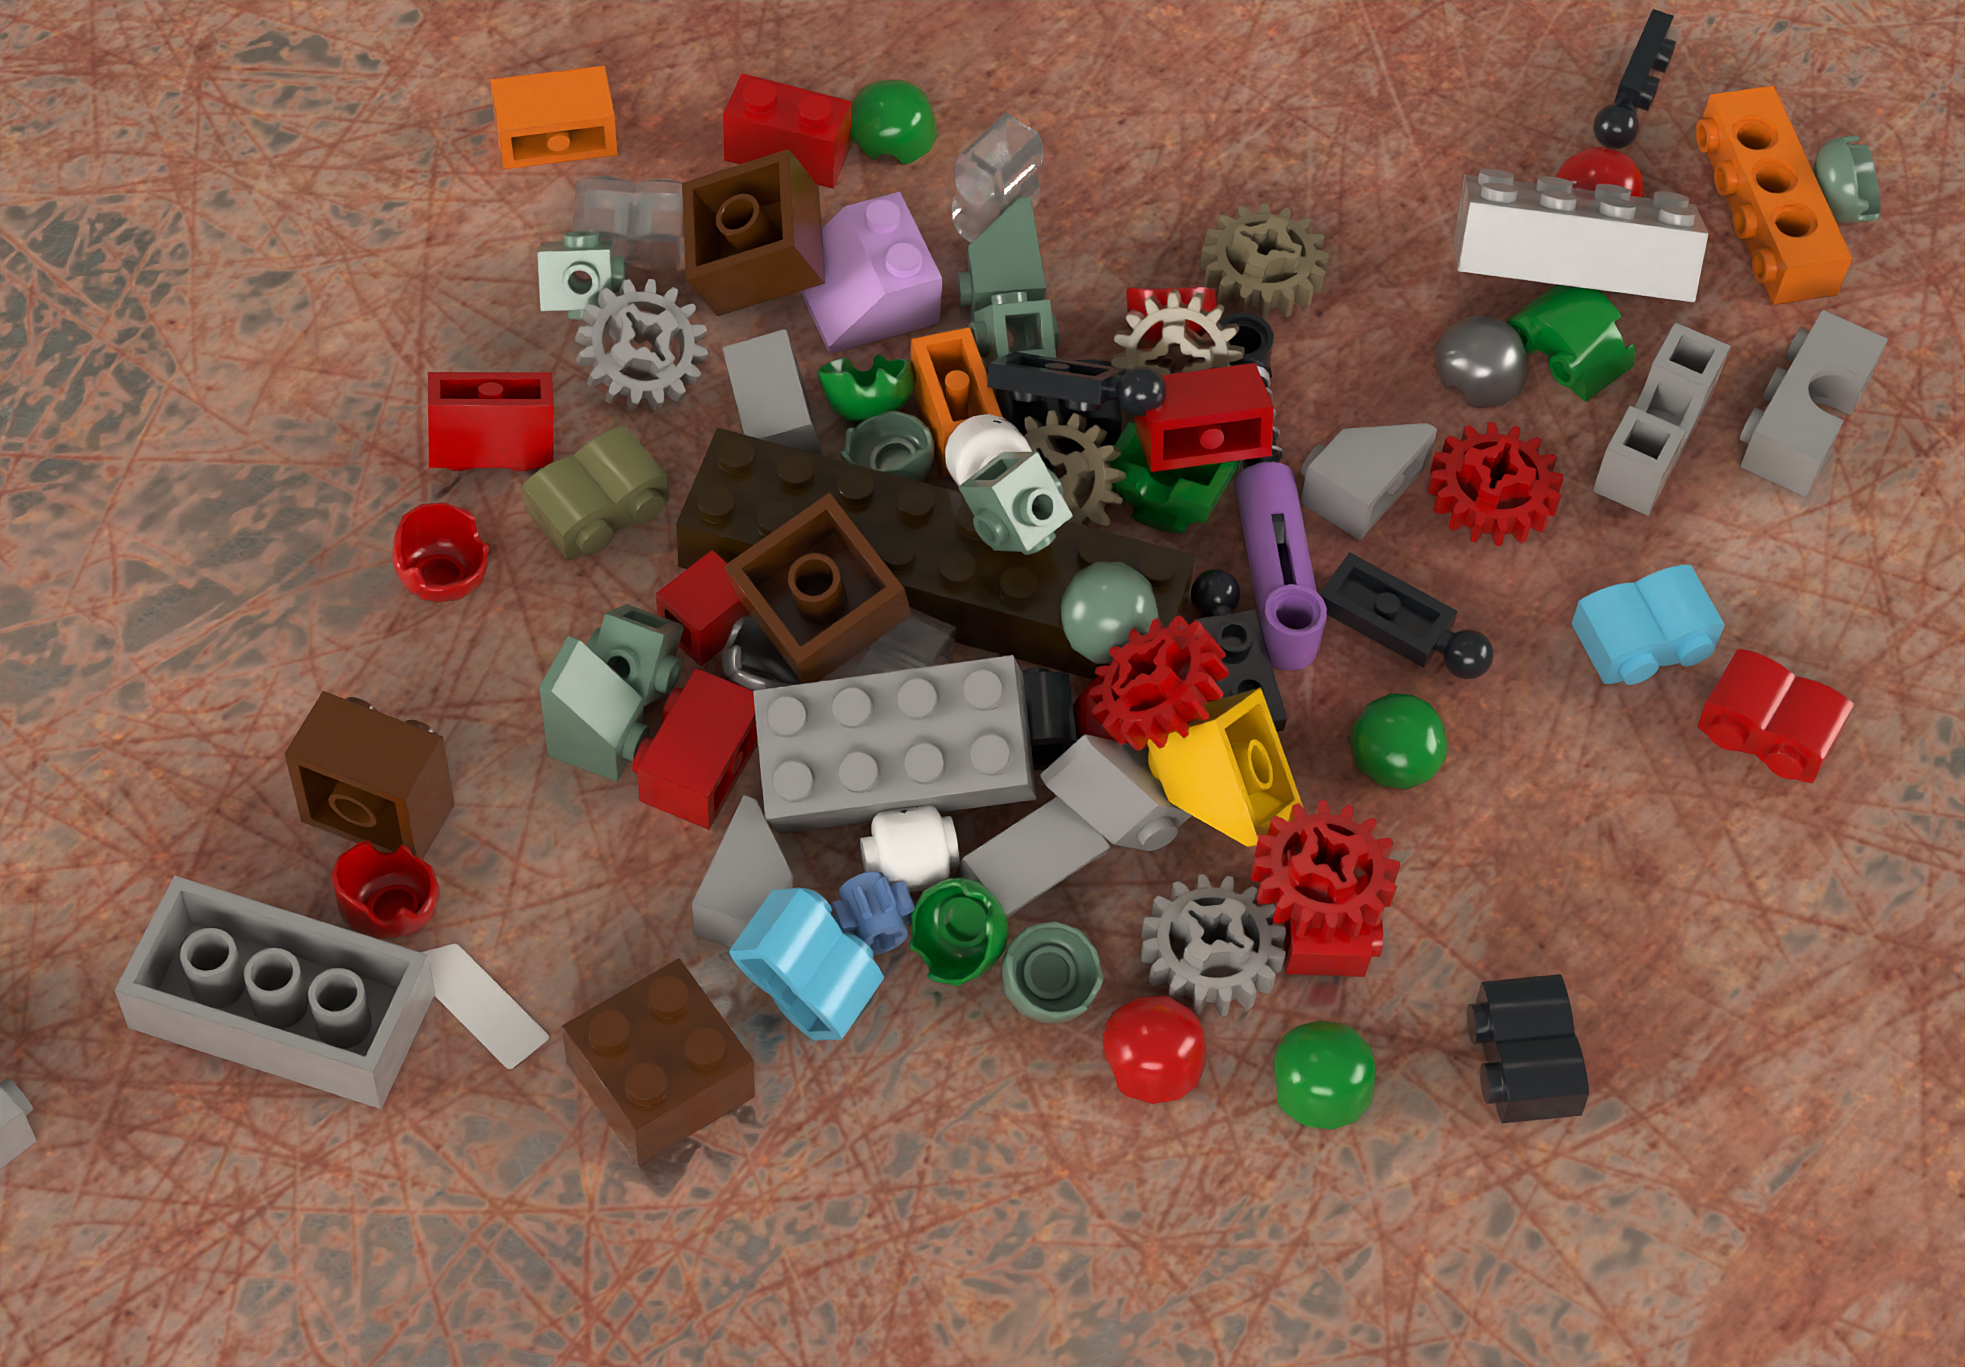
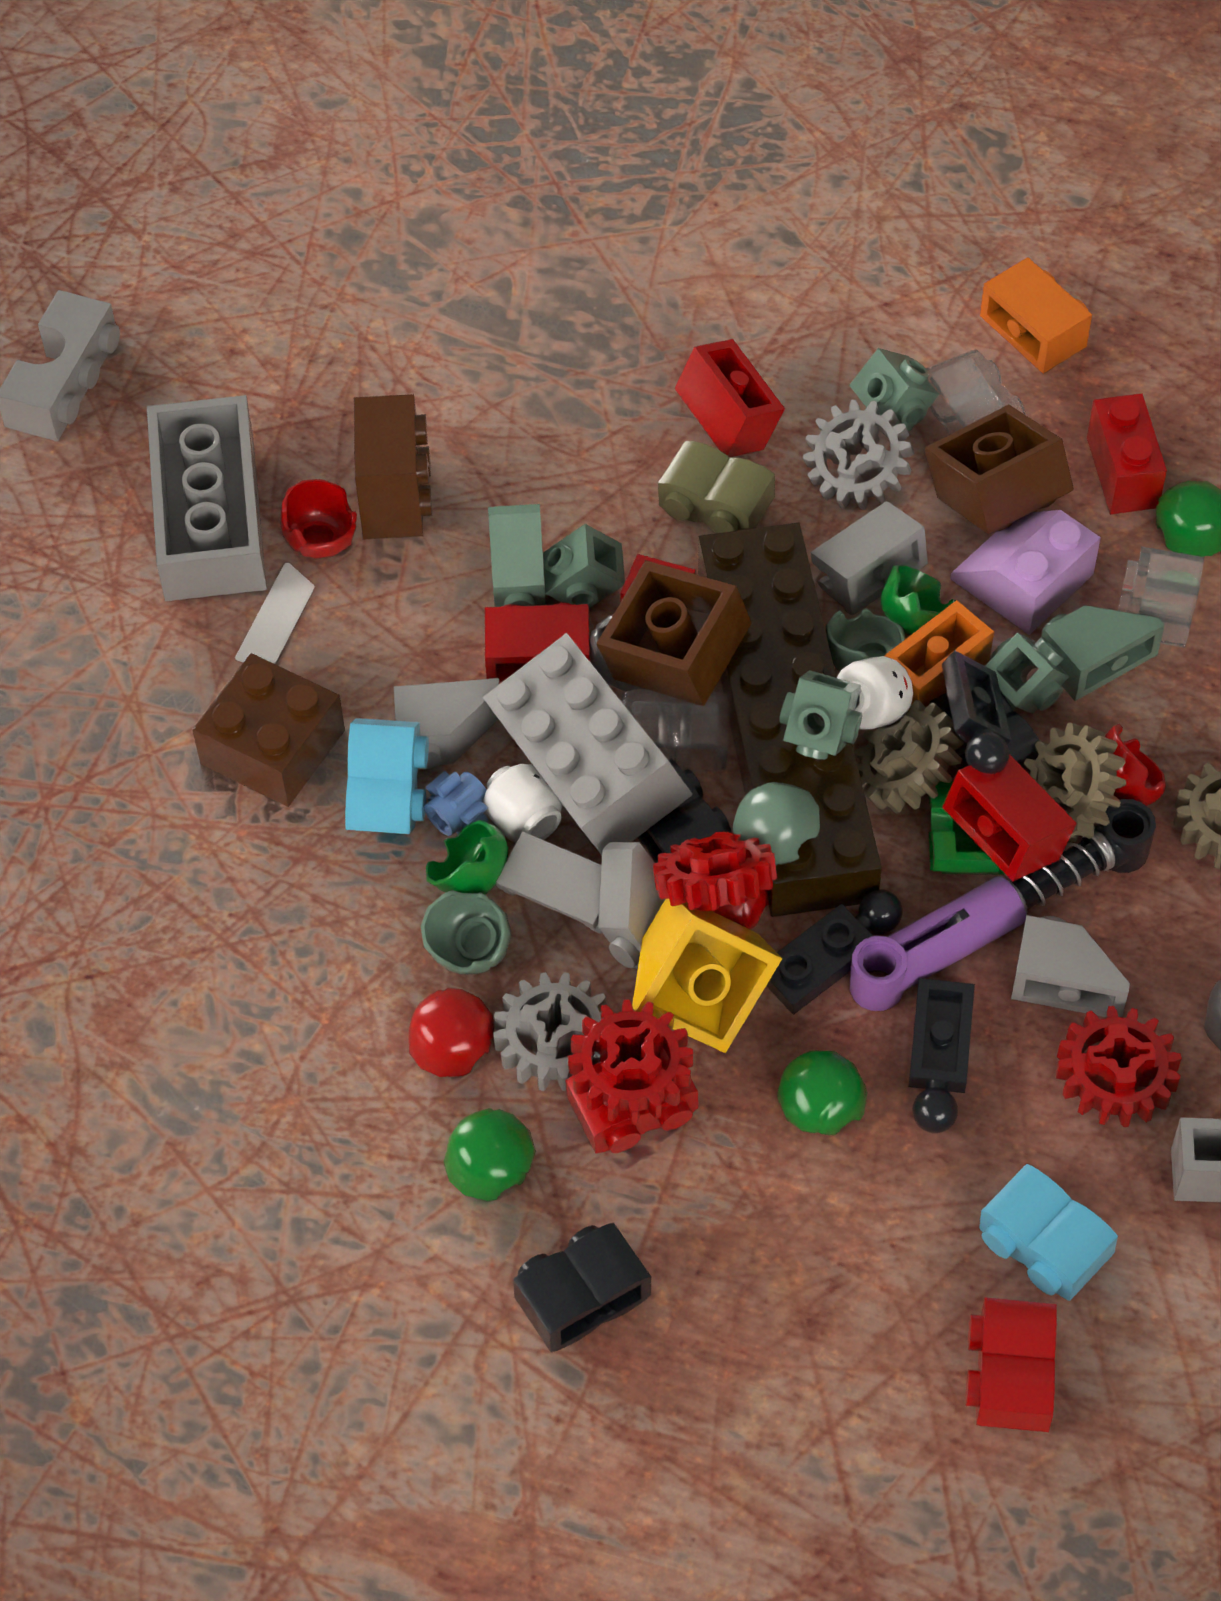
camera: 70 degrees right, 0 degrees up
(439, 552) = (603, 424): red hair -> none

